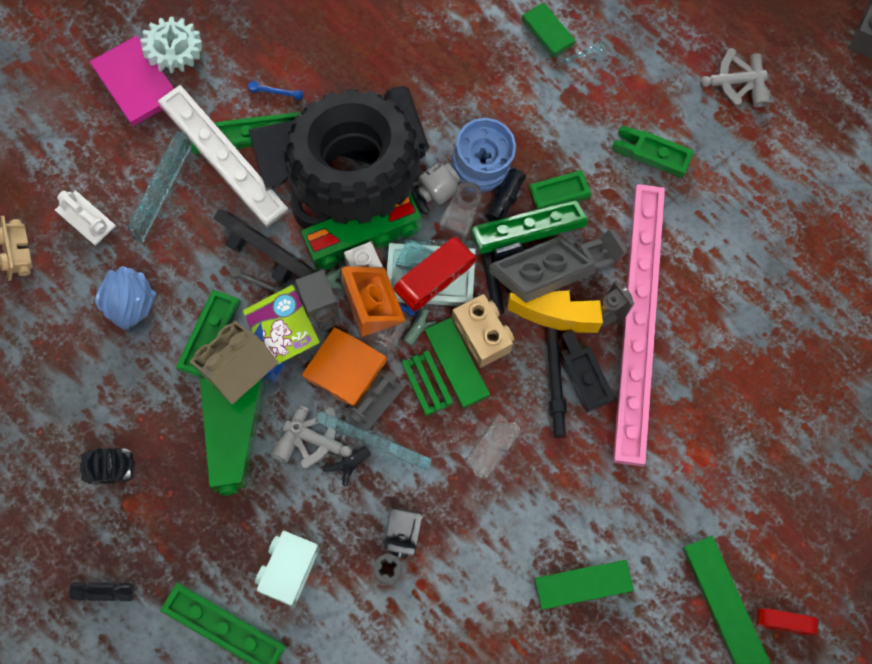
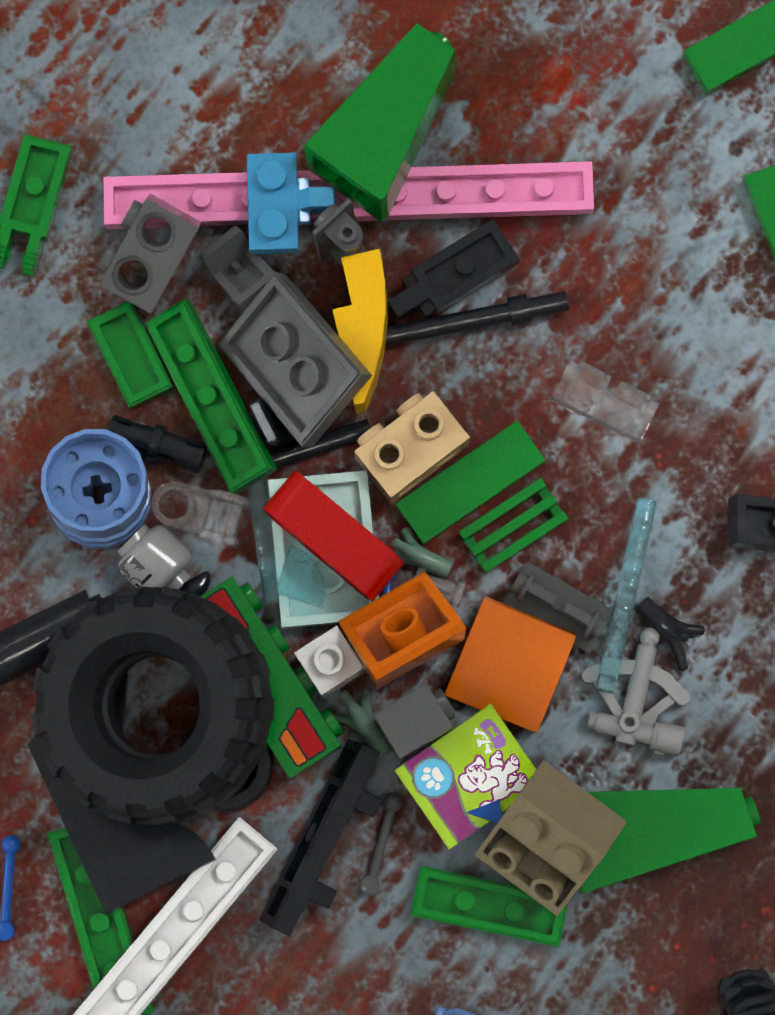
camera: 90 degrees left, 10 degrees up
(612, 207) = (158, 257): none -> dark grey brick
(639, 276) = (280, 203): none -> dark azure hinge
(683, 344) = (383, 123): none -> green slope

